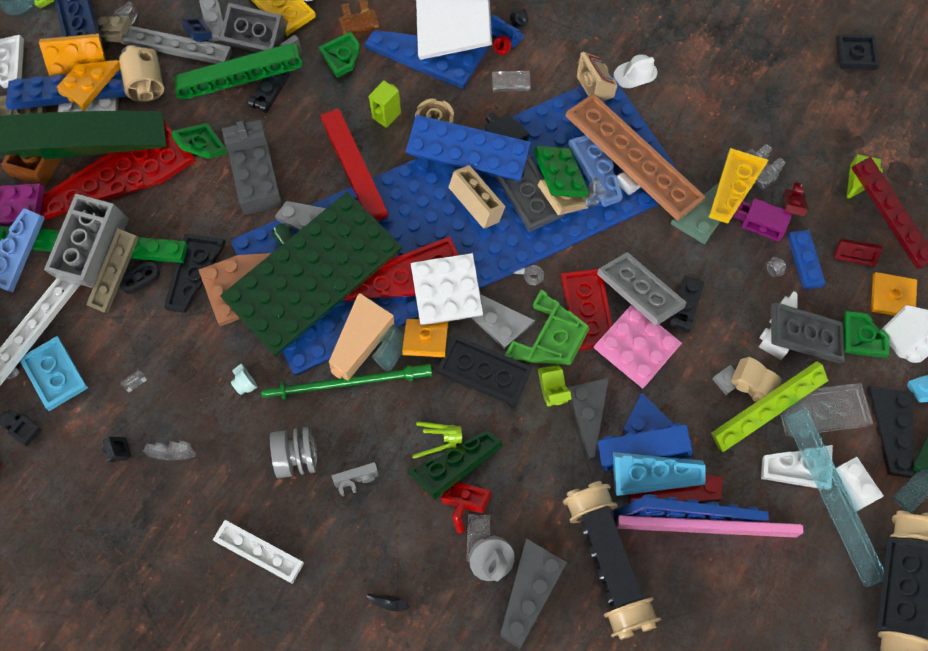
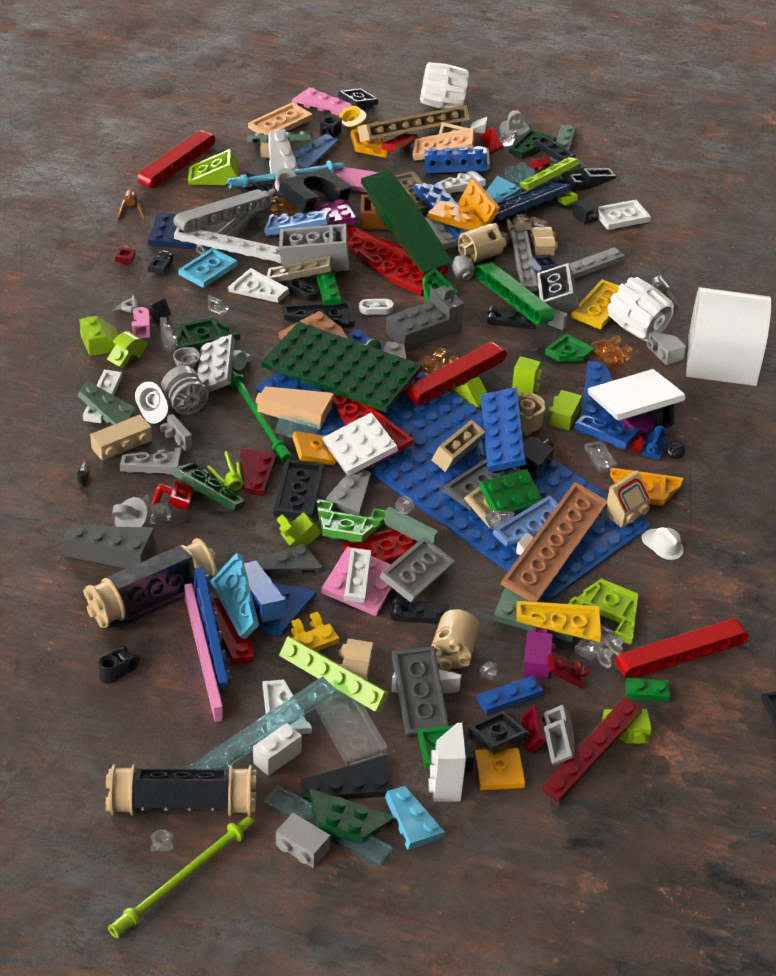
camera: 70 degrees right, 25 degrees down
(38, 25) = (502, 189): none -> medium azure wing
(82, 481) = (128, 305): none -> light grey piece
(114, 324) = (258, 286): none -> white wing
(133, 474) = (141, 324): none -> bright pink leg
(142, 532) = (97, 335): none -> lime slope
(153, 17) = (543, 241): none -> tan brick
(169, 105) = (463, 267): none -> light grey head
(182, 409) = (201, 332): none -> dark green wing
(183, 505) = (126, 345): none -> lime brick
(201, 212) = (376, 306): none -> white plate
(221, 437) = (186, 357): none -> light grey hat
(249, 406) = (216, 363): none -> light grey plate
(288, 547) = (108, 405): none -> sand green wing
(297, 494) = (151, 402): none -> white piece
(327, 184) = (433, 363): none -> clear orange plate
(345, 544) = (121, 437): none -> tan brick
(380, 160) = (471, 391): none -> lime slope
(396, 513) = (151, 463): none -> light grey wing
(435, 85) = (564, 410): none -> lime brick
(437, 405) = (257, 470): none -> dark red wing
(485, 62) = (613, 434): none -> blue wing
(561, 59) = (659, 486): none -> light orange wing
(580, 276) = (409, 526): none -> sand green tile
(647, 346) = (357, 575): none -> white plate
(705, 409) = (317, 639): none -> yellow plate
(709, 620) = (116, 664): none -> black piece
(710, 138) = (614, 603): none -> lime wing
(738, 278) = (456, 639): none -> tan cylinder
(778, 105) = (681, 649): none -> red beam
(816, 148) = (647, 689): none -> green plate
(856, 282) = (498, 732): none -> black plate
(874, 233) = (559, 734): none -> light grey slope
(882, 316) = (469, 755): none -> black plate

